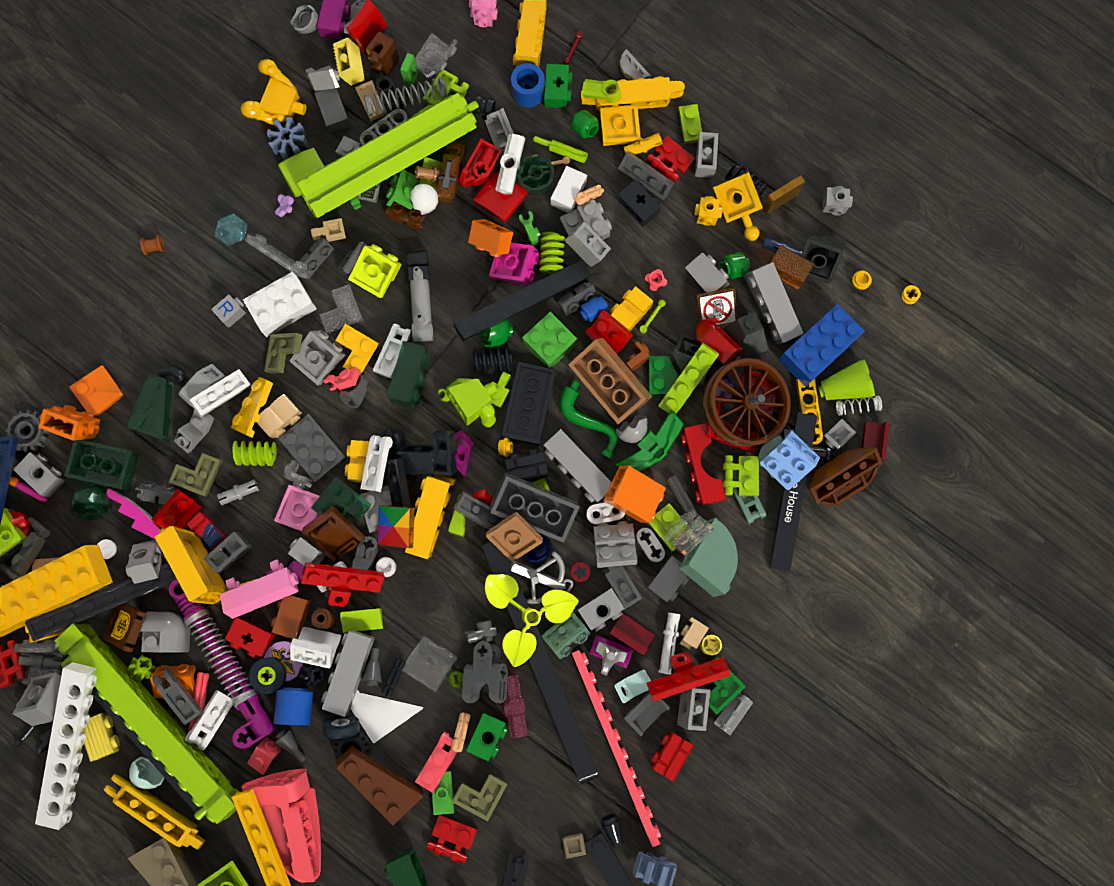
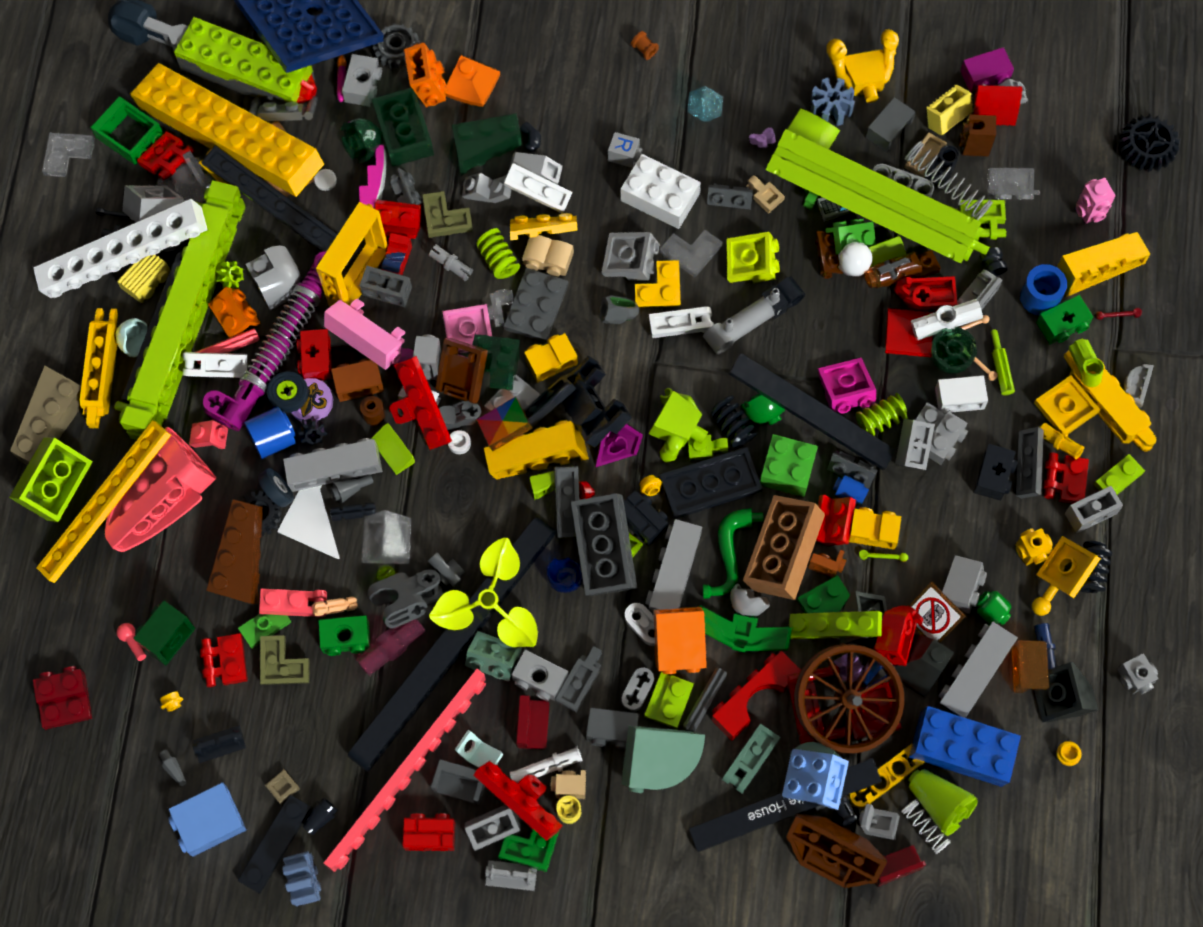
camera: 60 degrees right, 10 degrees down
(41, 661) = (186, 183): dark grey pin -> none
(124, 626) = (260, 235): reddish brown container -> none
(144, 561) = (329, 216): light grey brick -> none
(177, 697) = (220, 320): dark grey hinge -> none
(278, 348) = (618, 215): olive plate -> none
(287, 742) = (233, 448): dark grey cone -> none
(297, 267) = (704, 180): clear plate -> none
(305, 19) = (964, 46): light grey hair -> none
(315, 647) = (339, 418): white bracket -> none
(323, 78) = (914, 96): light grey slope -> none
(346, 146) = (863, 158): light grey plate -> none
(346, 379) = (622, 293): coral plate -> none
(351, 259) = (749, 229): dark grey tile -> none
(375, 463) = (555, 367): white plate -> none
(409, 70) = (978, 169): bright green plate -> none
(409, 375) = (664, 349): clear green brick -> none
(427, 173) = (883, 247): medium nougat pin -> none
(490, 237) = (857, 345): orange brick -> none
(514, 536) = (561, 540): medium nougat plate -> none
(531, 233) = (891, 384): bright green plate -> none
(537, 576) = (536, 588): light grey piece -> none
(580, 572) = (566, 634): dark red tile -> none
(584, 124) = (1043, 370): green head -> none
(588, 194) = (969, 416): light nougat axle -> none
(610, 653) = (501, 712): piece -> none
(615, 544) = (615, 650): light grey plate -> none
(657, 274) = (929, 532): coral plate -> none
(691, 535) = (672, 714): clear plate -> none
(747, 475) = (772, 746): lime plate -> none
(783, 194) = (1104, 612): pearl gold tile -> none
(906, 299) = (1093, 811): yellow bush -> none

